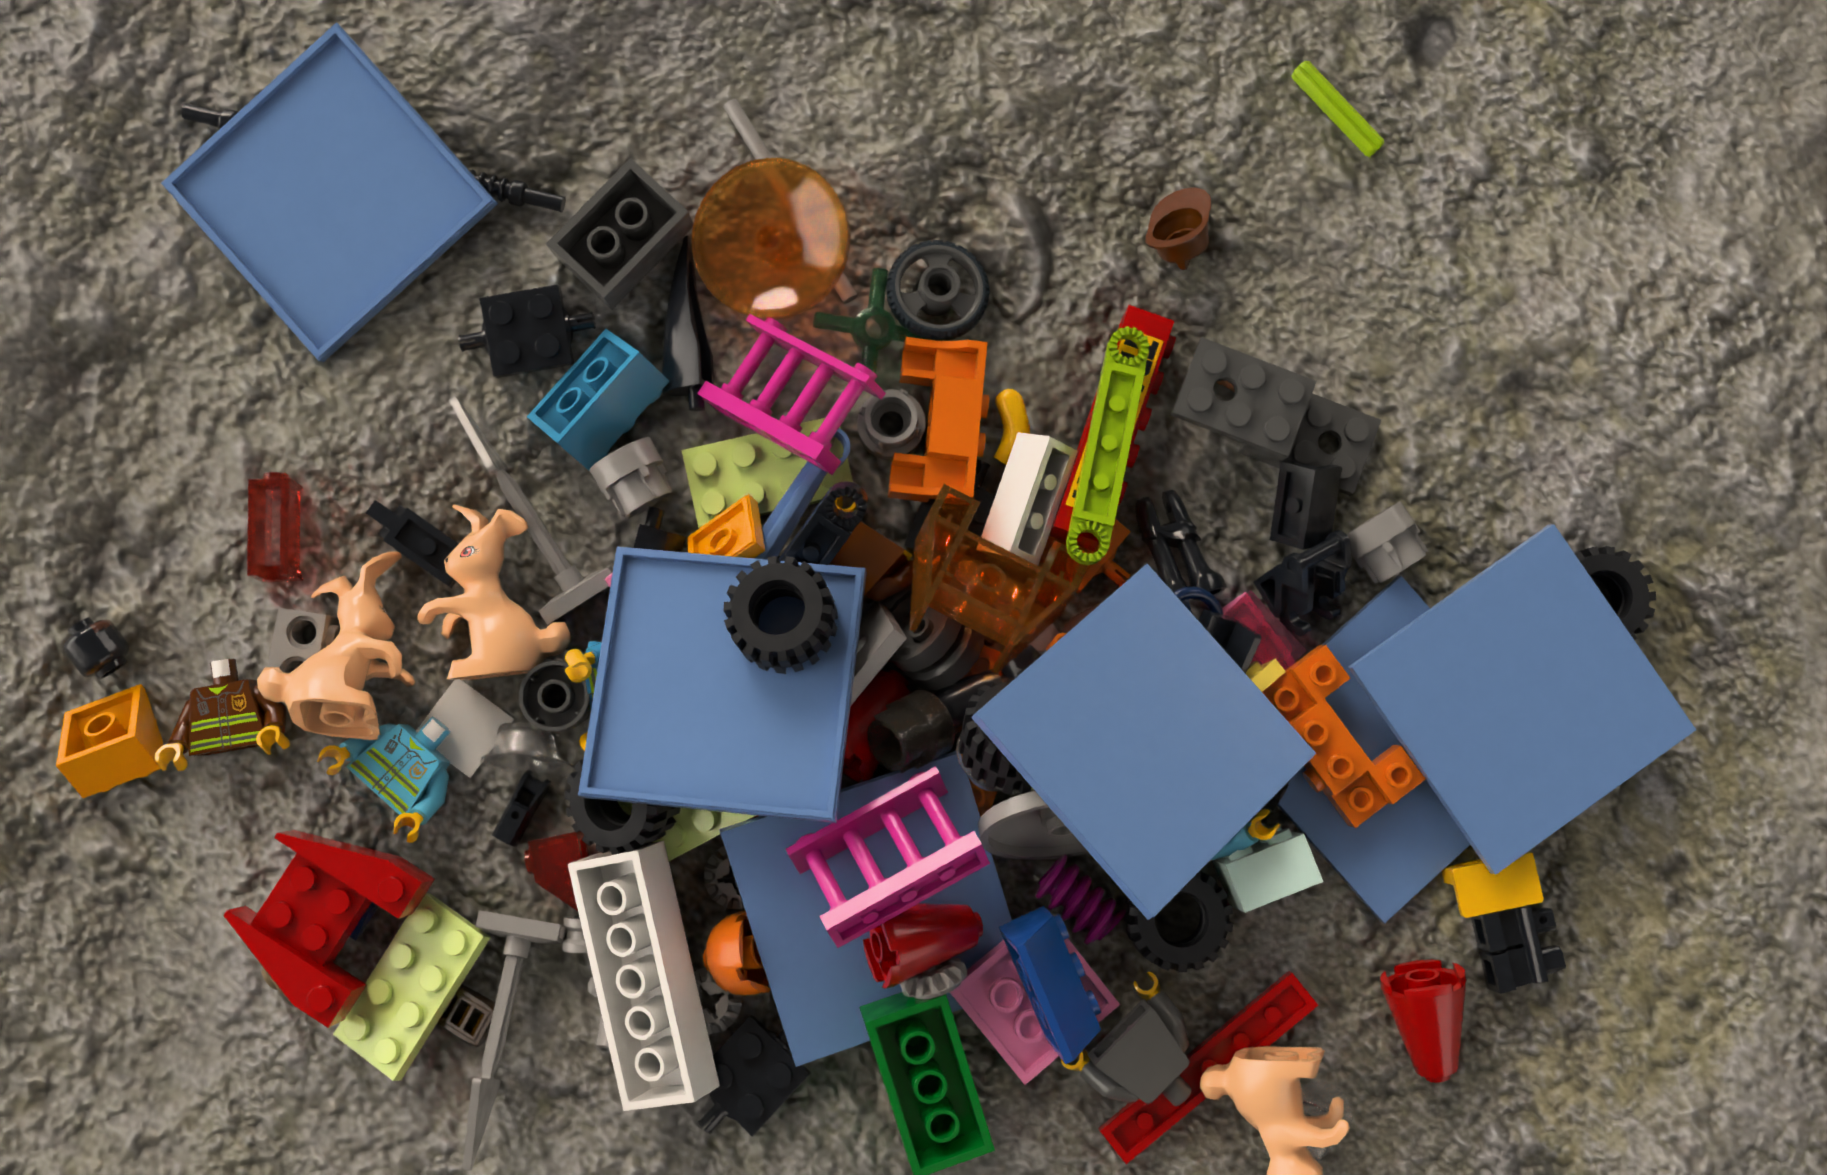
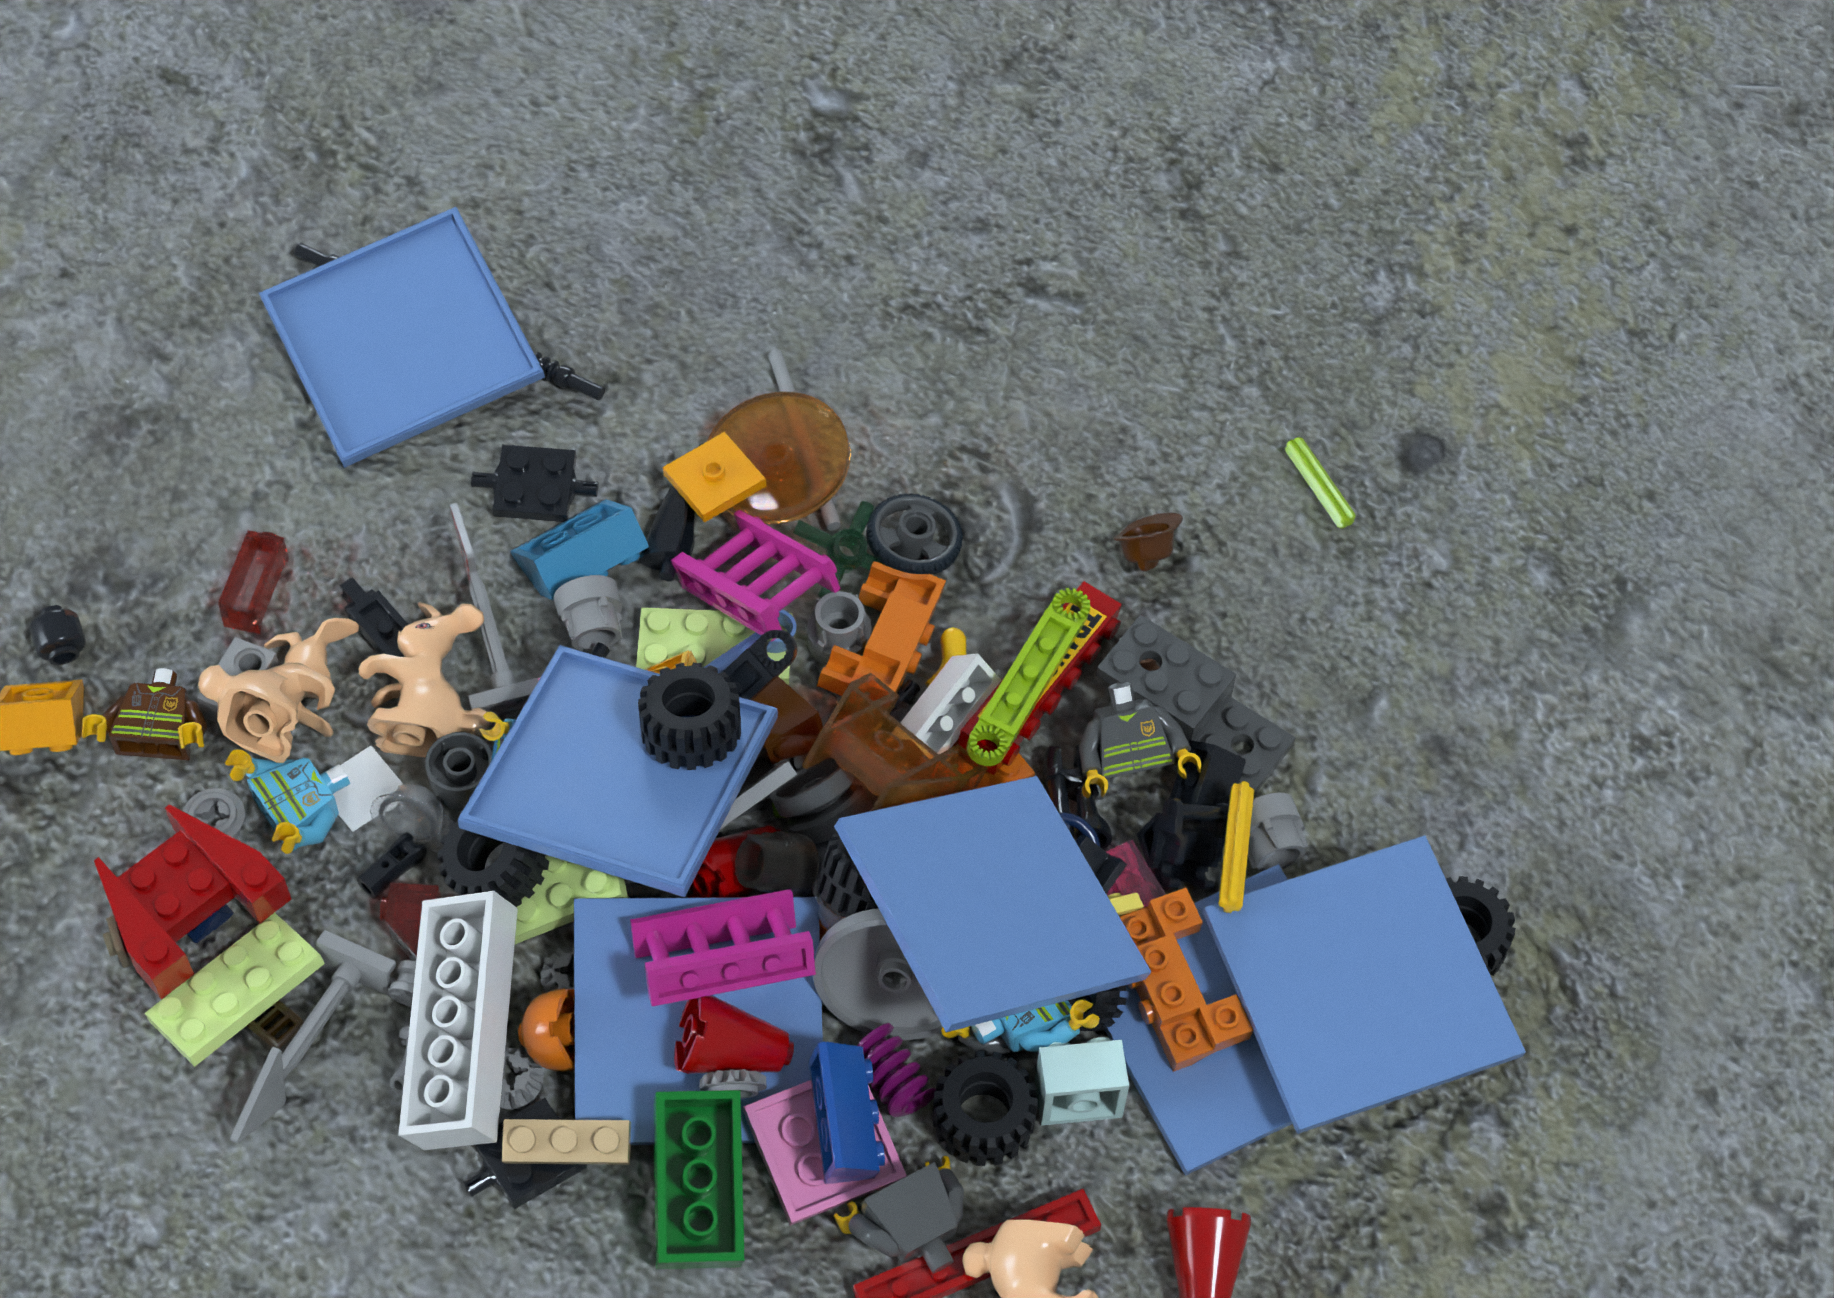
camera: 10 degrees right, 25 degrees down
(312, 792) = (229, 807): none -> light grey gear
(621, 233) = (644, 423): dark grey brick -> none
(713, 283) = (714, 477): none -> light orange plate
(787, 1072) = (566, 1141): none -> tan plate
(1225, 482) = (1130, 739): none -> dark grey torso
(1367, 590) = (1236, 847): none -> yellow axle
(1484, 893) = (1303, 1155): yellow panel -> none
(1513, 947) = (1306, 1223): black hips -> none

